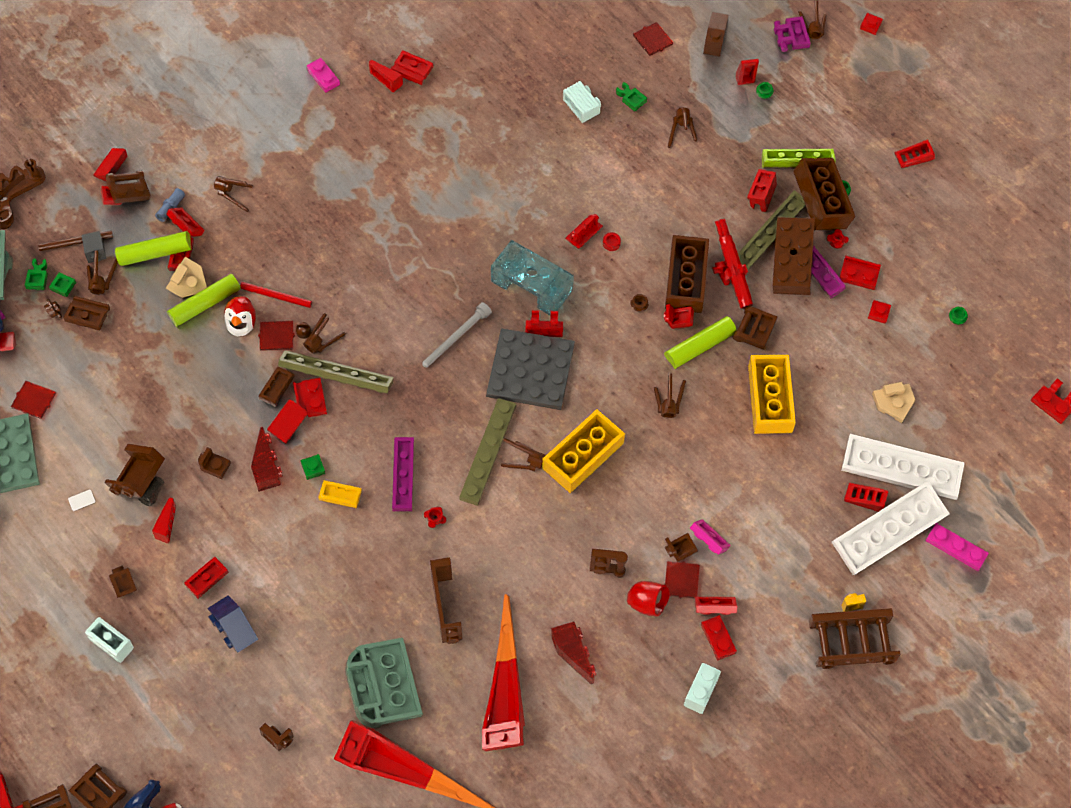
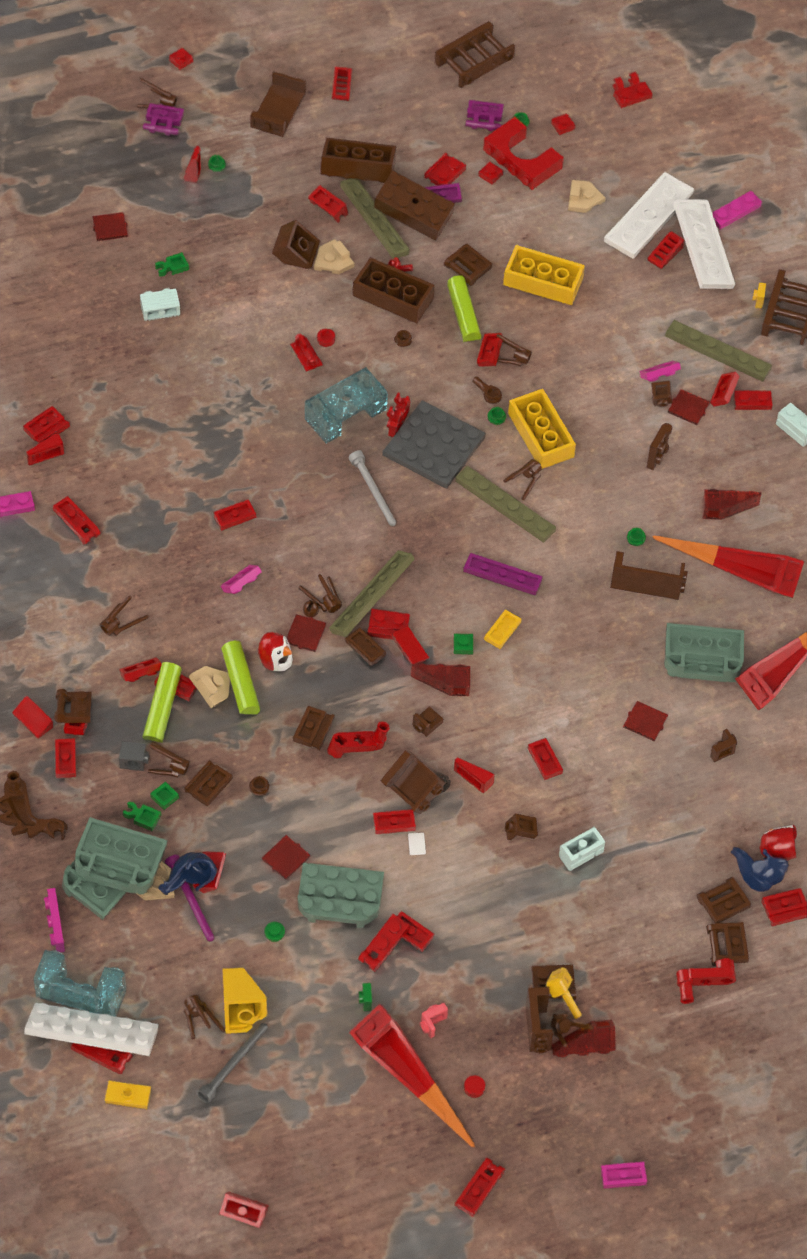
camera: 70 degrees left, 5 degrees down
(53, 309) = (190, 810): reddish brown plate -> none
(70, 241) = (112, 775): reddish brown bar -> none
(76, 200) = (65, 758): none -> red plate
(93, 471) = (394, 821): none -> red plate
(98, 353) = (259, 786): none -> reddish brown plate
(166, 404) = (370, 741): none -> red beam
(170, 203) = (112, 678): sand blue pin -> none
(172, 374) = (313, 728): none -> reddish brown plate
(231, 620) = (601, 744): brick -> none
(275, 294) = (261, 617): red bar -> none
(285, 656) = (645, 721): none -> clear red piece
(305, 262) = (245, 576): none -> dark pink plate
(323, 122) = (76, 519): none -> red plate
(378, 236) = (234, 515): none -> red plate
(435, 511) = (555, 559): red plate -> none
(497, 579) = (636, 537): none -> green plate
(585, 409) = (496, 416): none -> green plate
(610, 397) = (491, 393): none -> reddish brown plate
(644, 595) = (701, 431): red piece -> none
(659, 378) = (489, 350): none -> red plate
(679, 317) = (433, 313): red bracket -> none
(683, 119) = (218, 234): reddish brown plant -> none
(701, 182) = (296, 245): none -> reddish brown slope
(704, 215) = (333, 257): none -> tan plate
(715, 34) = (133, 174): reddish brown slope -> none
(735, 270) = (407, 253): red piece -> none
(765, 586) = (718, 350): none -> olive plate
(791, 157) = (305, 167): lime brick -> none
(835, 243) = (405, 171): red plate -> none
(859, 115) = (279, 104): none -> reddish brown panel
(915, 307) = (529, 171): none -> red arch
(951, 281) = (484, 111): none -> magenta plate
(977, 354) = (563, 124): none -> red plate
(1022, 235) = (469, 41): none -> reddish brown fence

